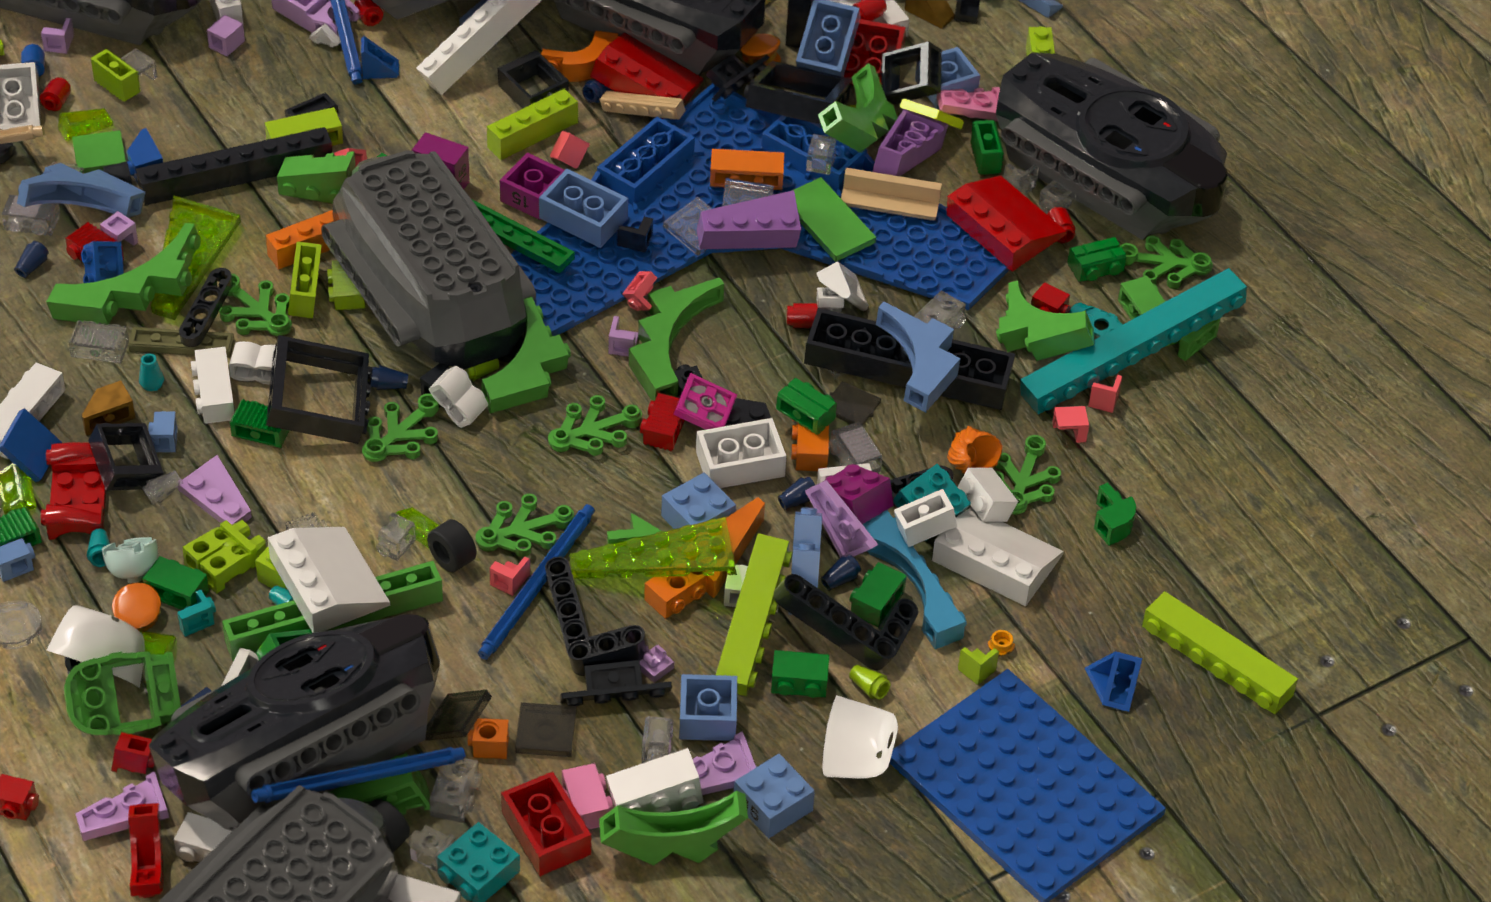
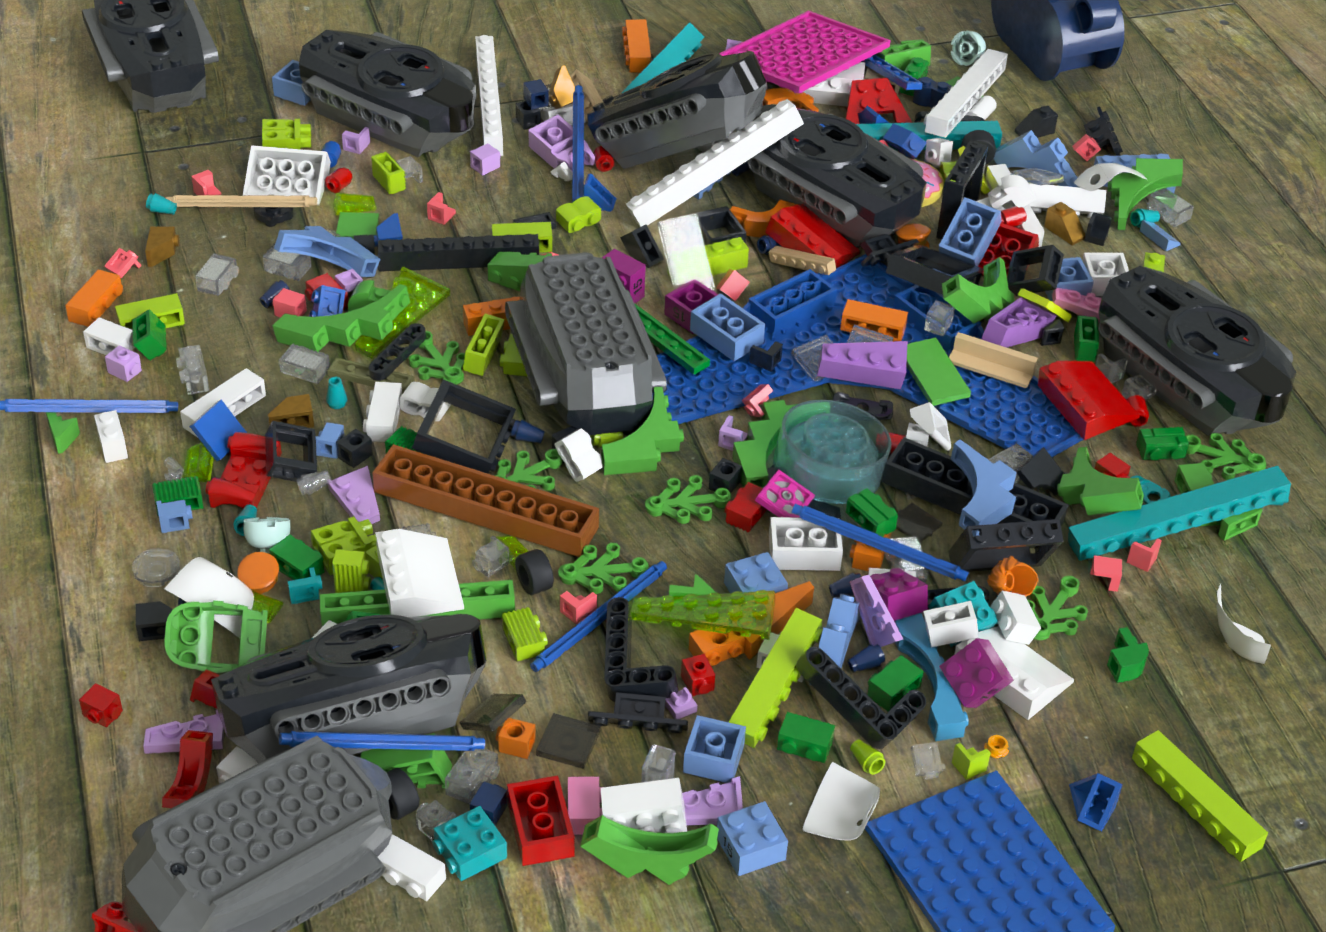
camera: 15 degrees right, 5 degrees down
(39, 688) = (151, 620): none -> black slope
(53, 269) = (289, 303): none -> coral brick
(144, 243) = (365, 294): none -> bright green brick
(192, 115) = (438, 211): none -> coral panel
(195, 436) = (354, 448): none -> black brick
(245, 588) = (350, 571): none -> lime brick
(361, 90) = (578, 214): none -> lime brick
(368, 471) = (486, 500): none -> dark orange brick
(450, 119) = (642, 246): none -> black slope
(460, 619) = (523, 633): none -> lime brick
(485, 810) = (491, 799): none -> dark blue brick
(509, 121) = (685, 251): none -> clear tile
(628, 389) = (725, 475): none -> black brick
(665, 627) = (698, 675): none -> red brick
(743, 337) = (832, 449): none -> clear light blue wheel
(775, 277) = (880, 410): none -> black piece
(824, 438) = (879, 542): none -> blue piece
(933, 673) = (927, 760): none -> clear bracket
(947, 146) = (1052, 333): none -> black slope
(957, 413) = (1003, 540): none -> black window
(963, 567) = (976, 673): none -> magenta brick
(975, 319) = (1041, 472): none -> black tile
(991, 58) = (1103, 268): none -> white brick
(1221, 472) = (1237, 637): none -> white piece

